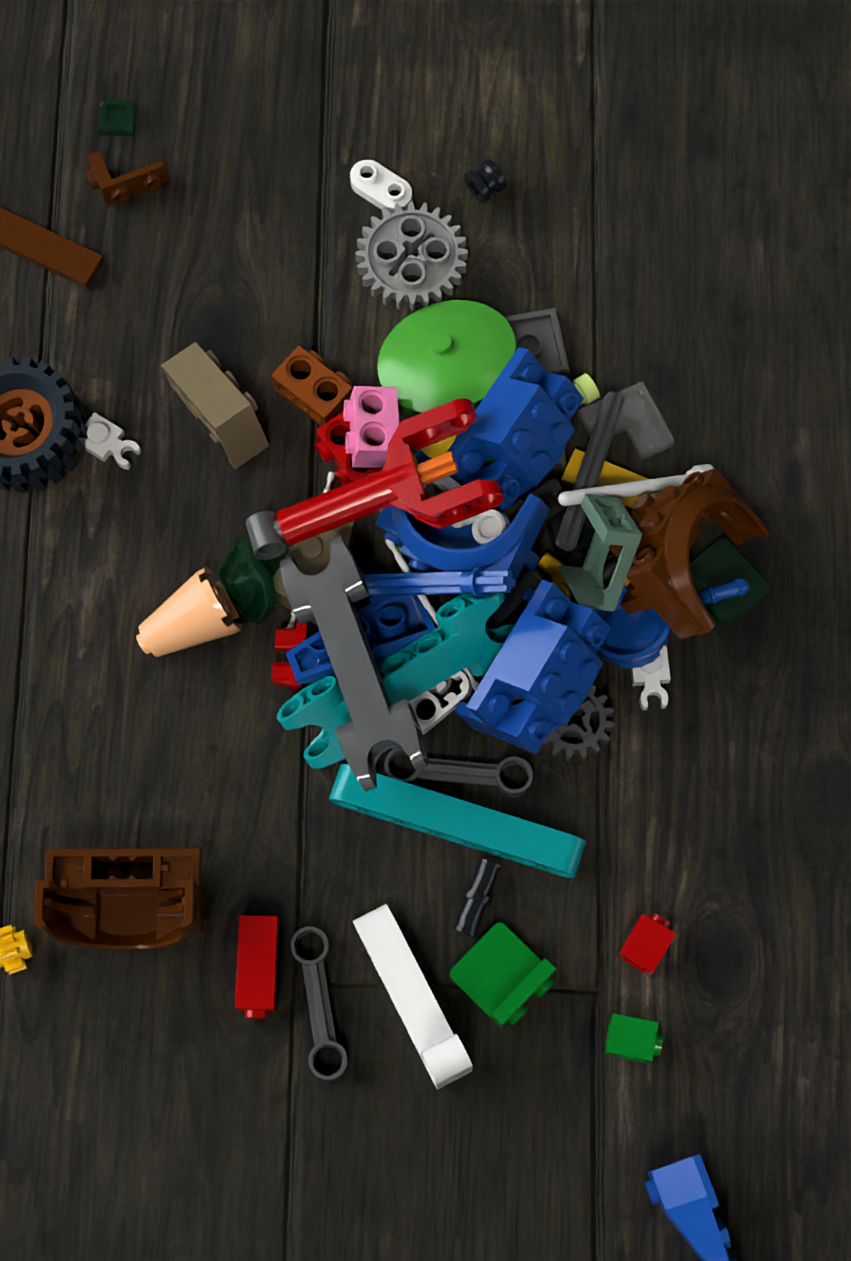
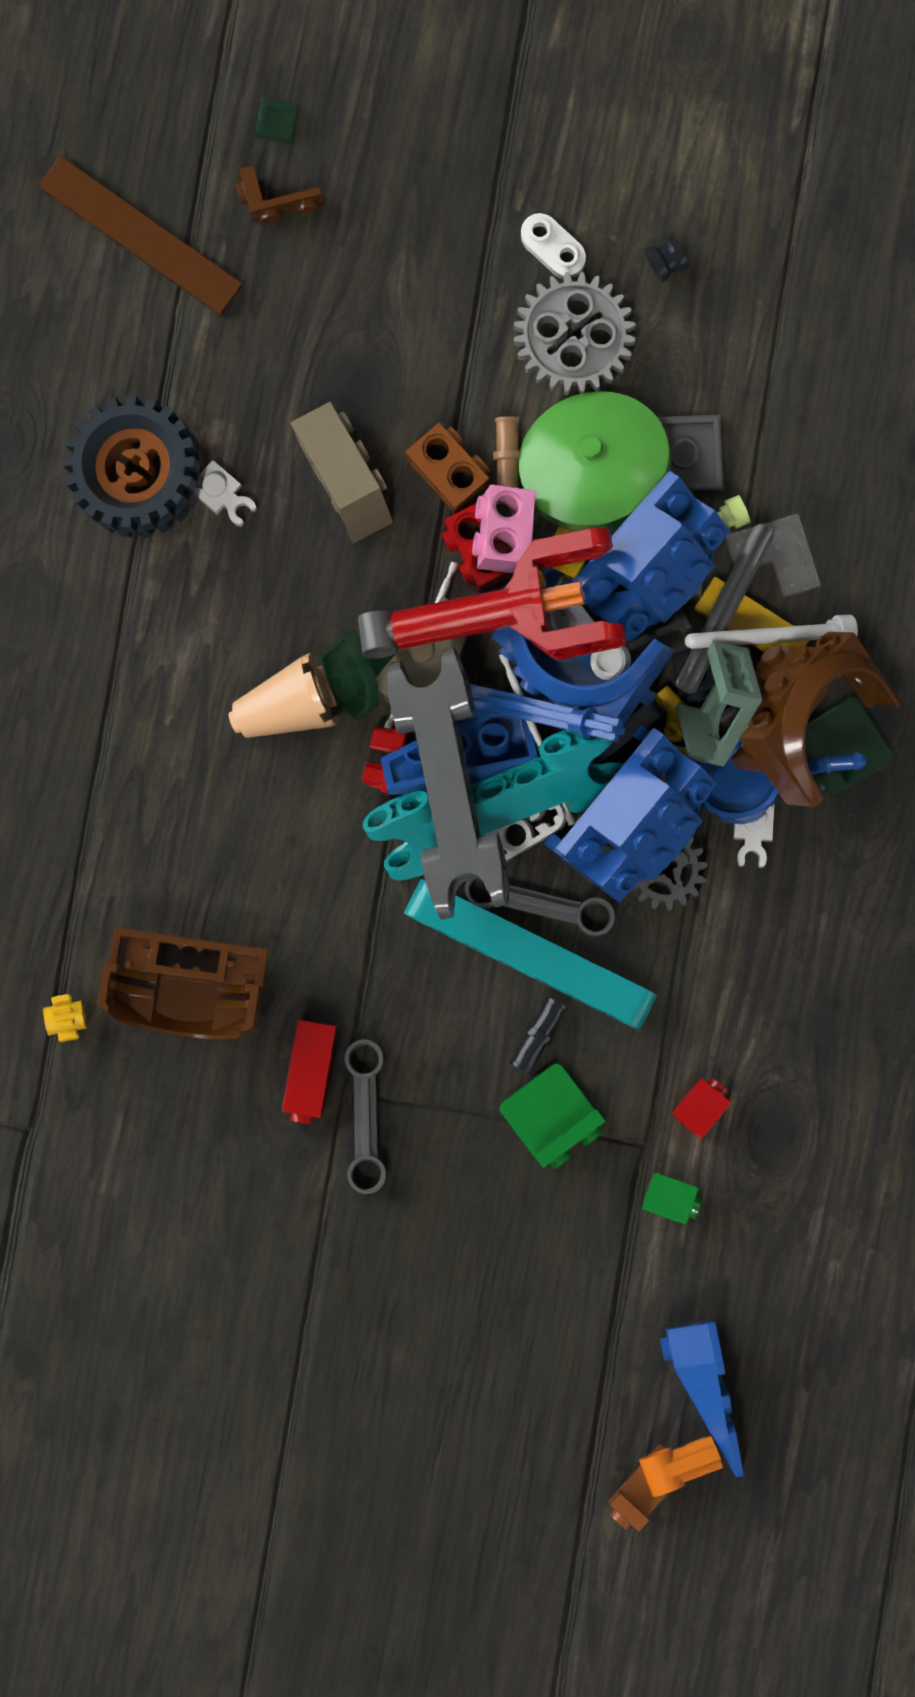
camera: 10 degrees right, 10 degrees up
(365, 360) = (507, 451): none -> medium nougat pin
(404, 981) = (458, 1124): white beam -> none

